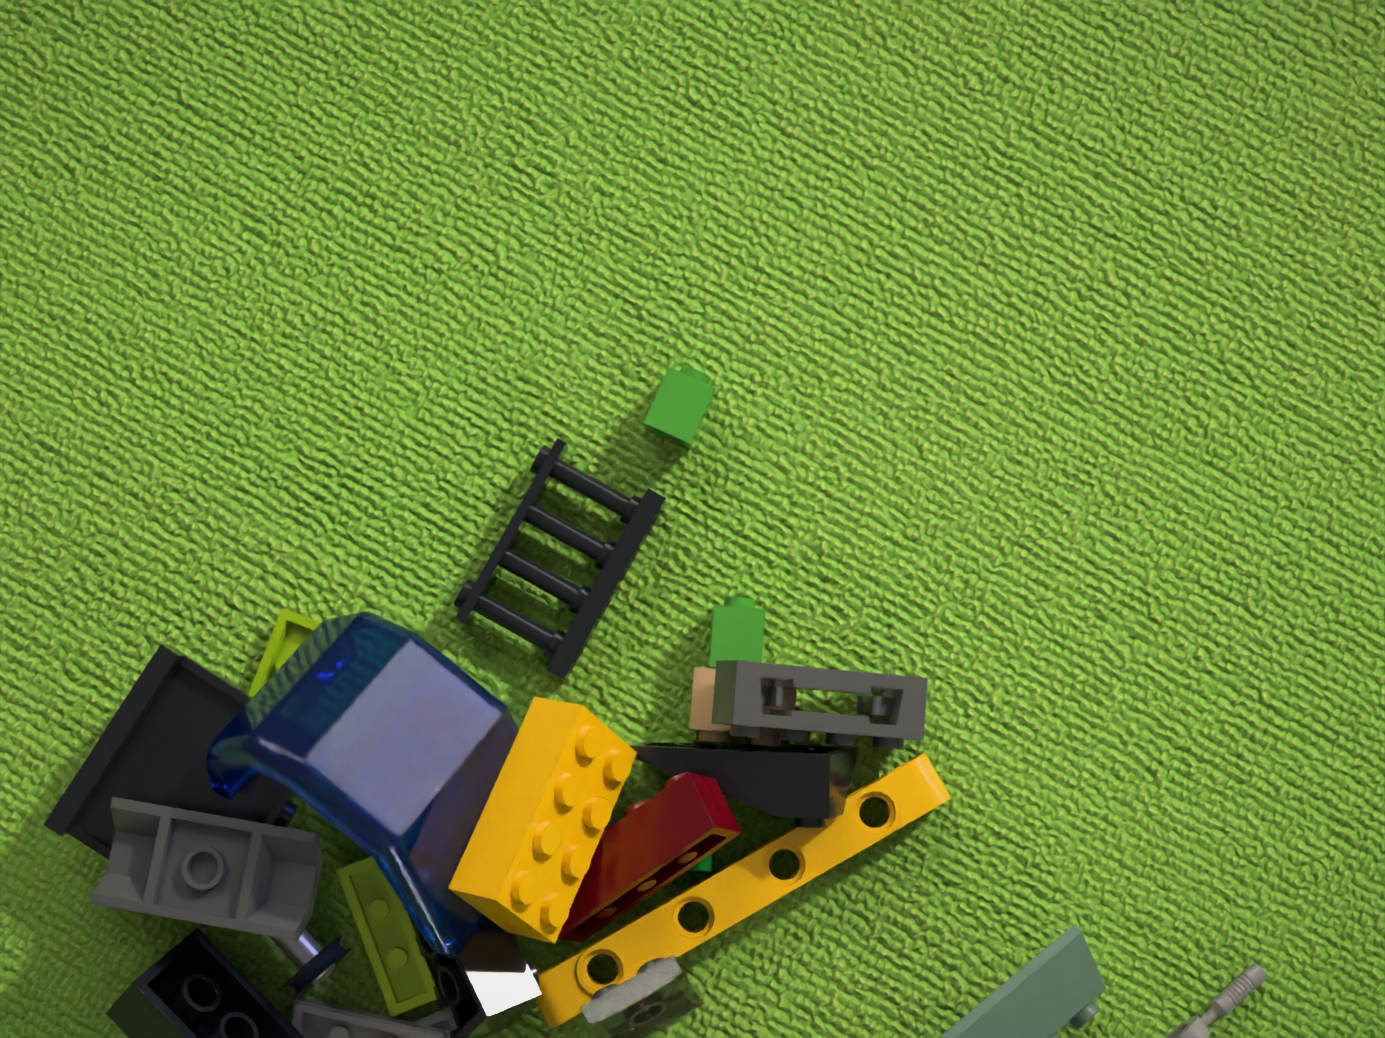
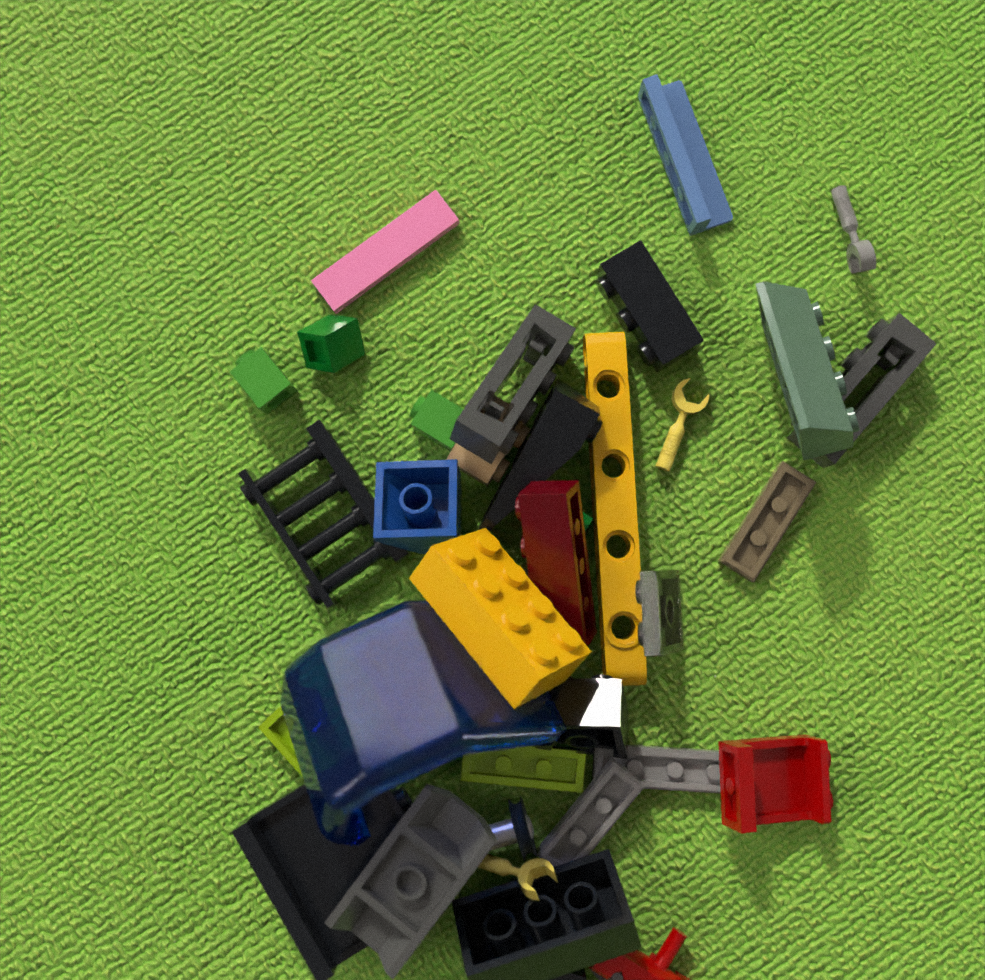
camera: 60 degrees left, 0 degrees up
(269, 997) = (526, 874): none -> light yellow piece
(625, 661) = (417, 503): none -> blue slope
(763, 462) = (331, 343): none -> green panel
(868, 919) = (677, 430): none -> light yellow piece
(906, 468) = (385, 251): none -> bright pink tile
(994, 811) = (647, 307): none -> black brick
(1206, 765) = (684, 155): none -> medium blue panel

